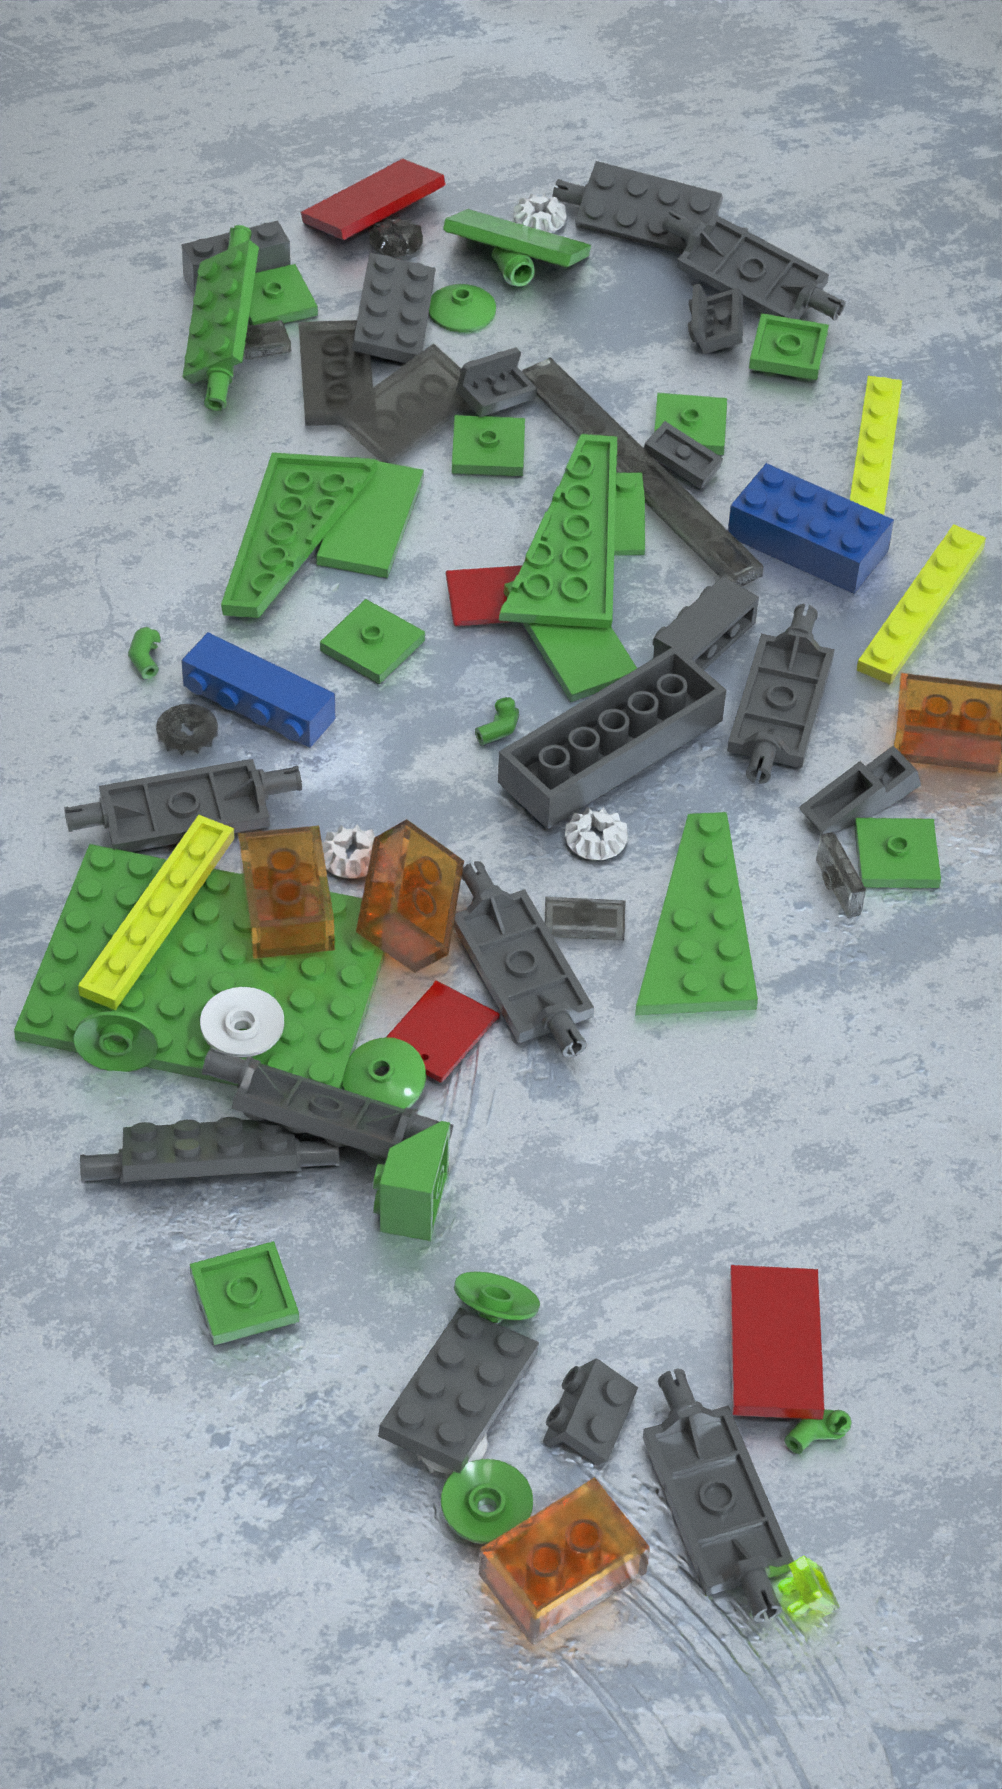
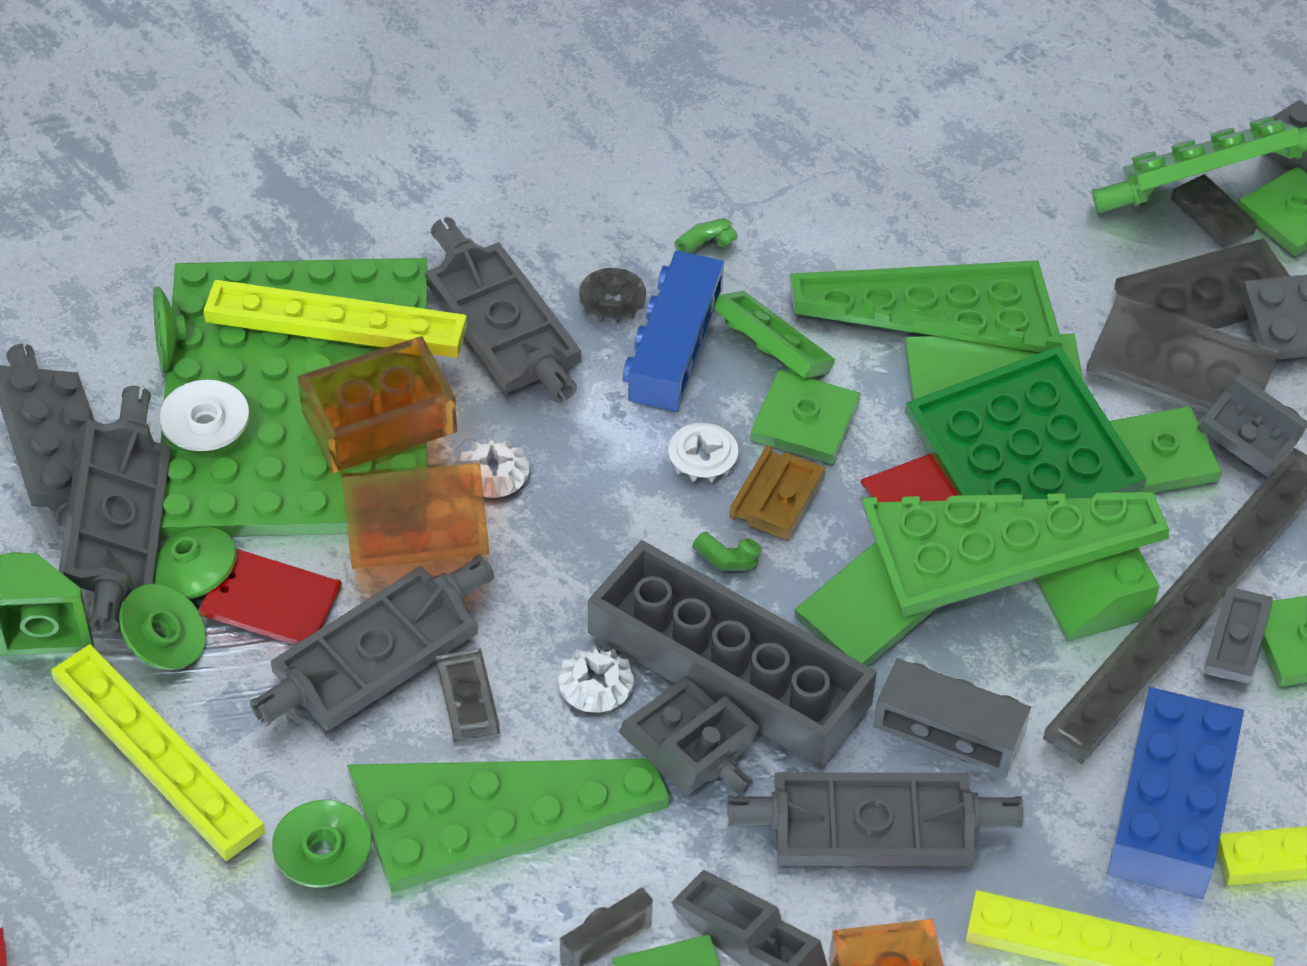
camera: 75 degrees right, 0 degrees up
(285, 633) = (773, 334): none -> bright green plate
(375, 703) = (715, 442): none -> white gear
(451, 675) = (777, 492): none -> pearl gold plate
(457, 1104) = (162, 627): none -> bright green dish
(460, 512) = (1025, 433): none -> green plate
(580, 1132) = (158, 752): none -> neon yellow plate
(683, 778) = (692, 737): none -> dark grey plate
(712, 1021) = (317, 827): none -> bright green dish

